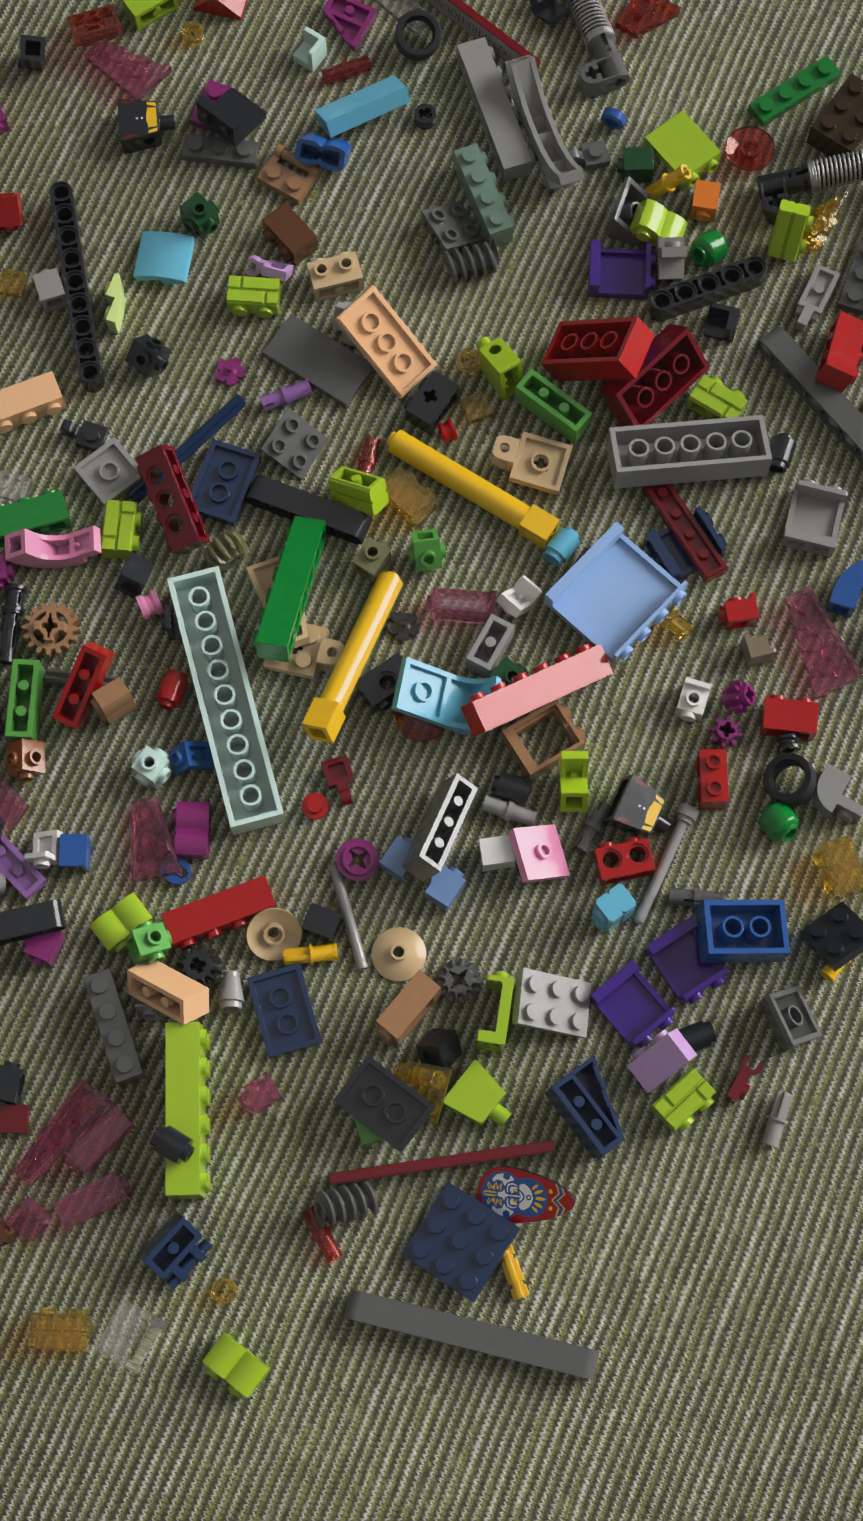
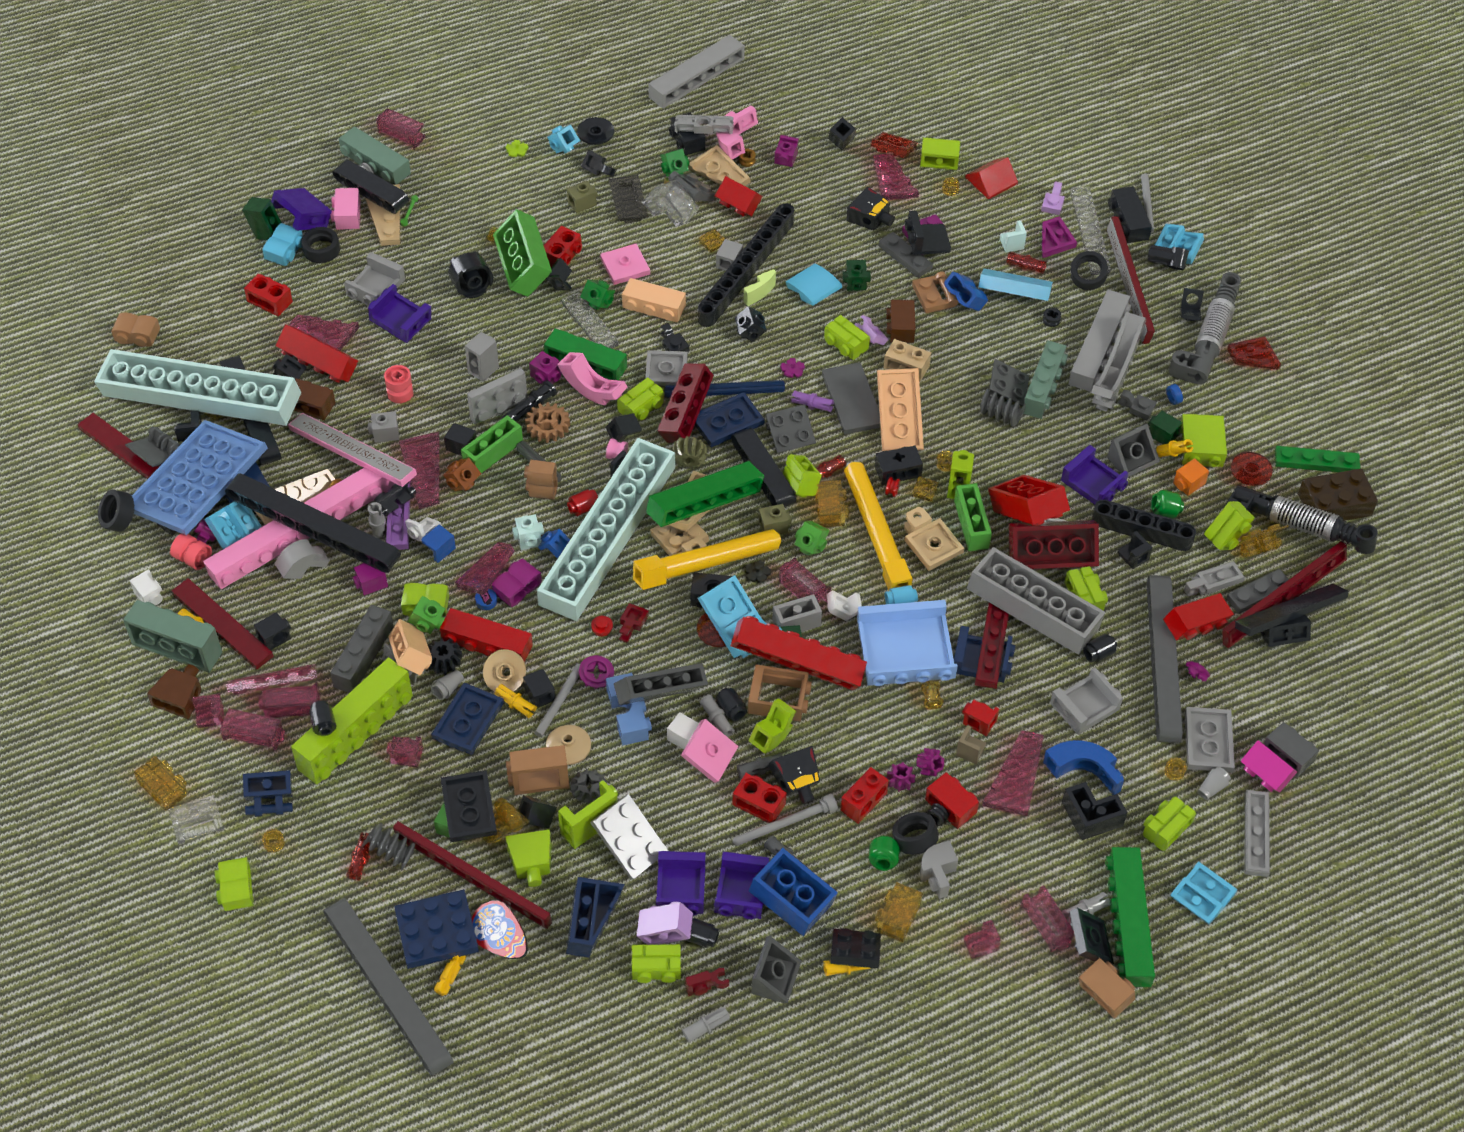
camera: 40 degrees right, 20 degrees down
(84, 679) = (544, 447): red brick -> none
(612, 908) = (722, 814): medium azure brick -> none
(655, 222) = (1143, 468): lime brick -> none
(670, 258) = (1132, 489): light grey brick -> none
(694, 689) = (899, 743): white brick -> none

